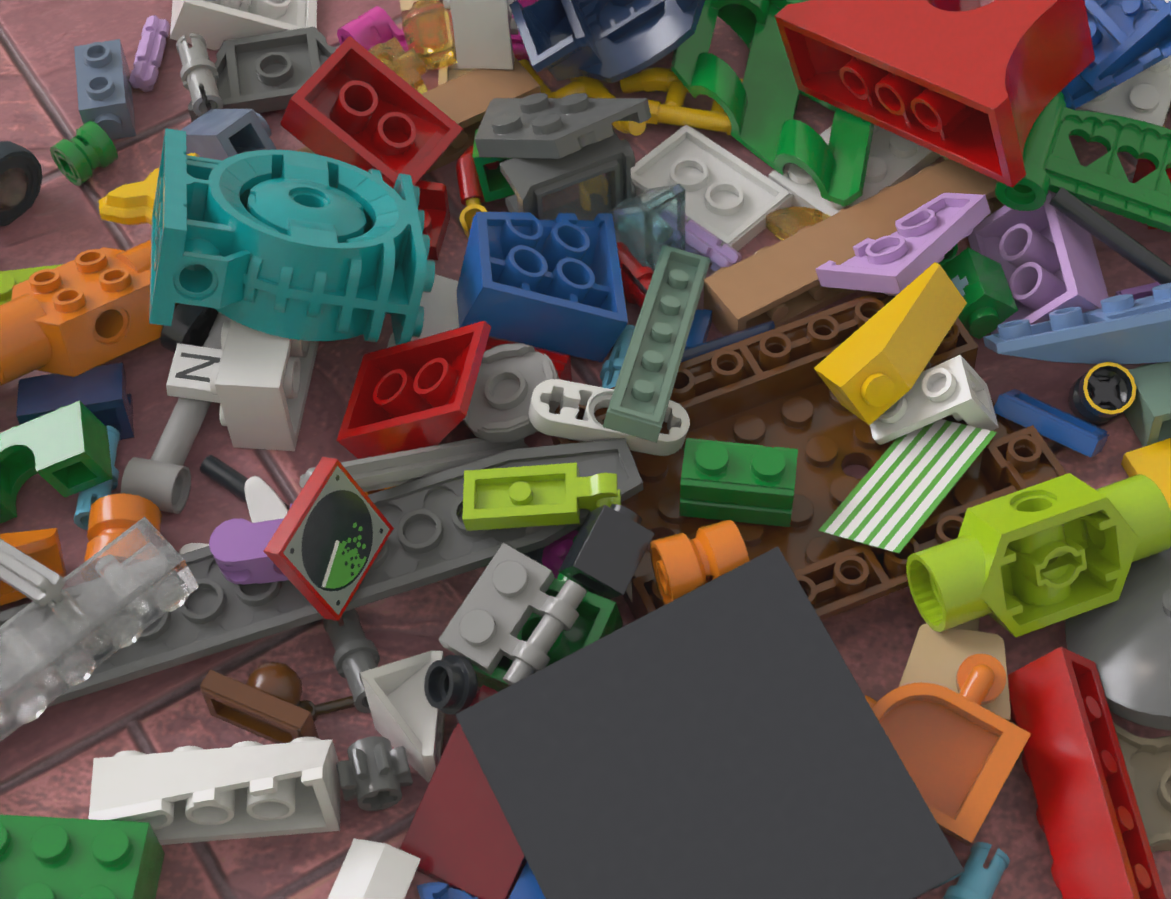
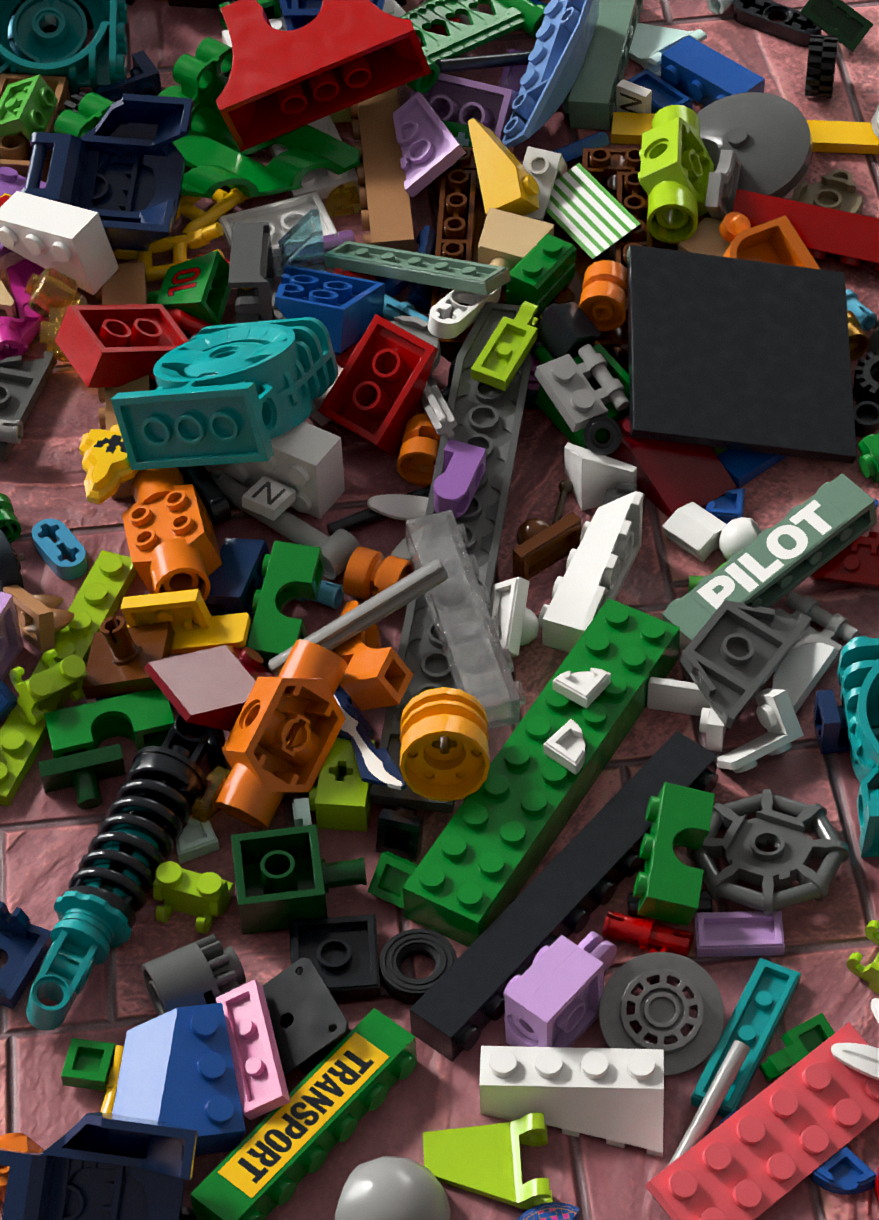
camera: 65 degrees left, 5 degrees down
(73, 220) = (53, 553): none -> dark azure beam
(93, 723) = (517, 622): none -> white tile
(227, 133) = (58, 433): sand blue brick -> none
(329, 539) = (485, 436): tile -> none
(352, 654) = (542, 493): dark grey pin -> none
(552, 126) = (209, 253): dark grey wing -> none
(779, 412) = (509, 237): none -> tan torso
(1039, 624) = (723, 185): none -> light grey tile
(1110, 385) = (570, 121): black wheel -> none

